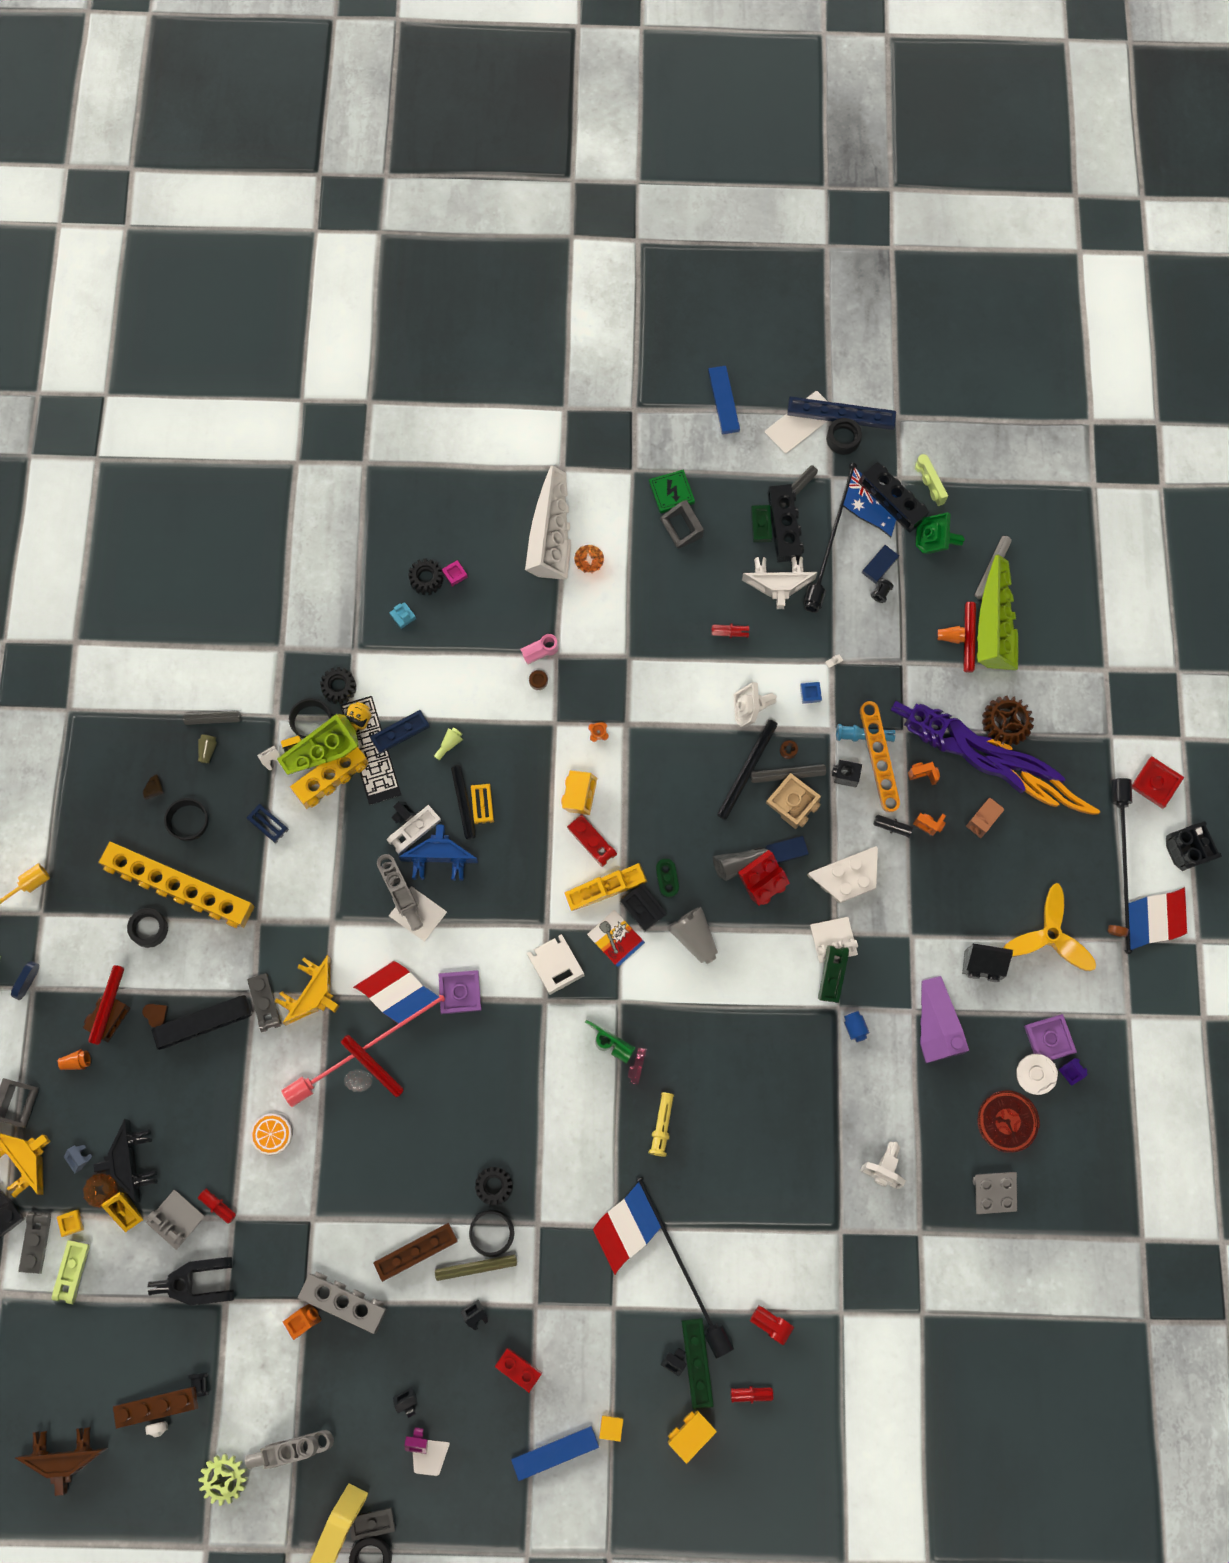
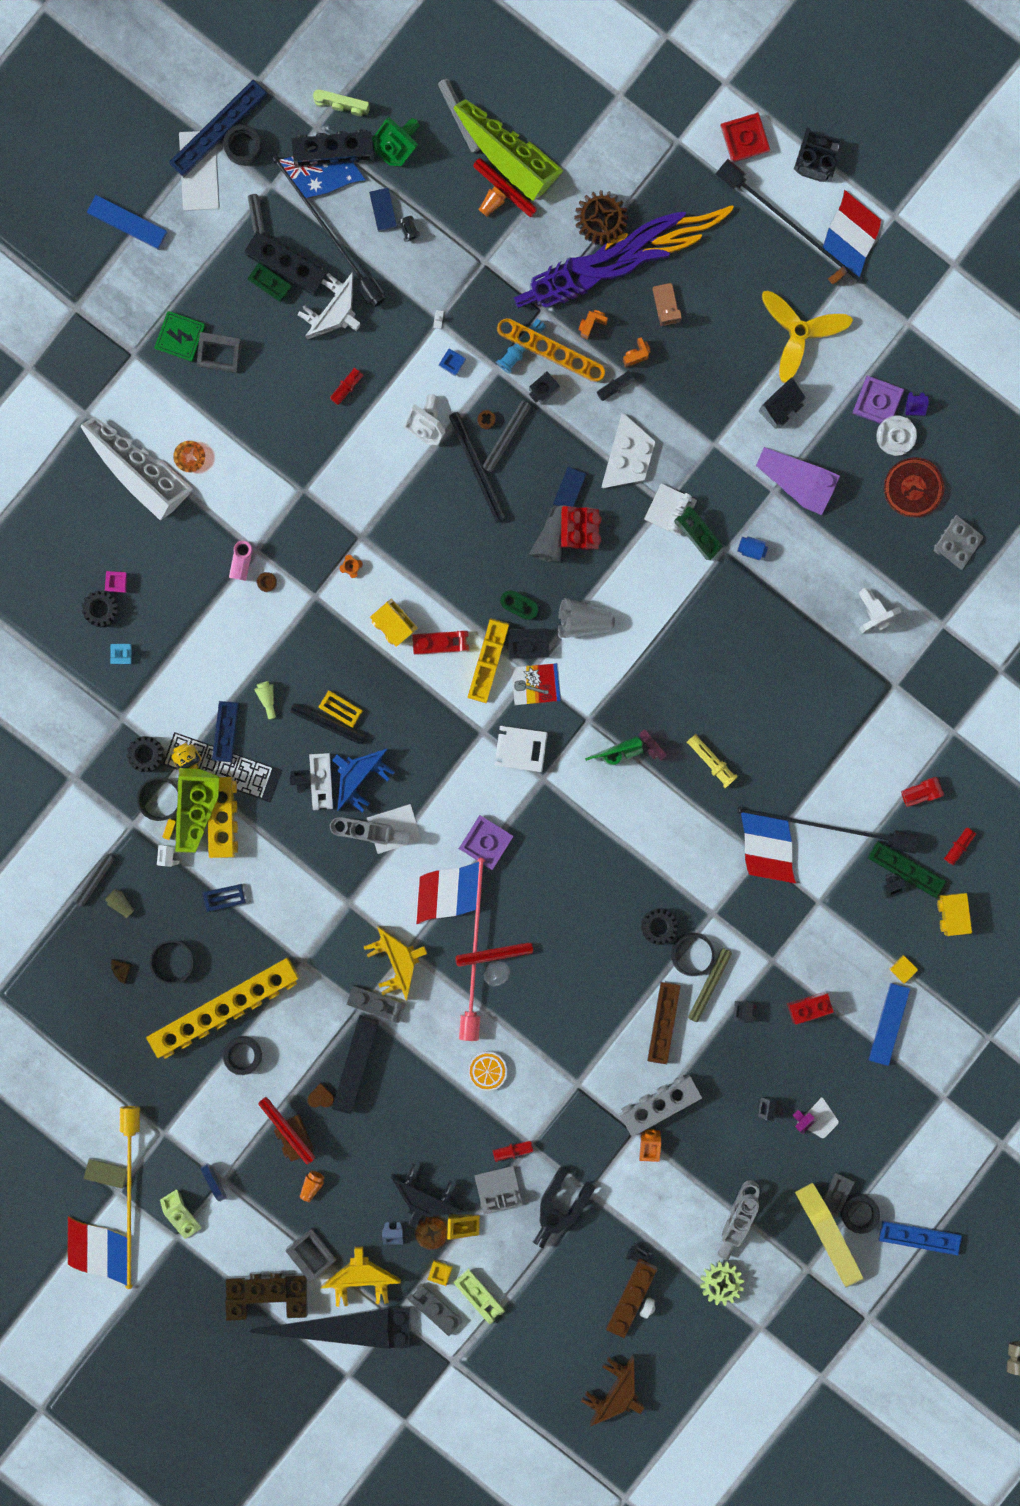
camera: 50 degrees left, 15 degrees up
(794, 801) = (534, 451): tan plate -> none

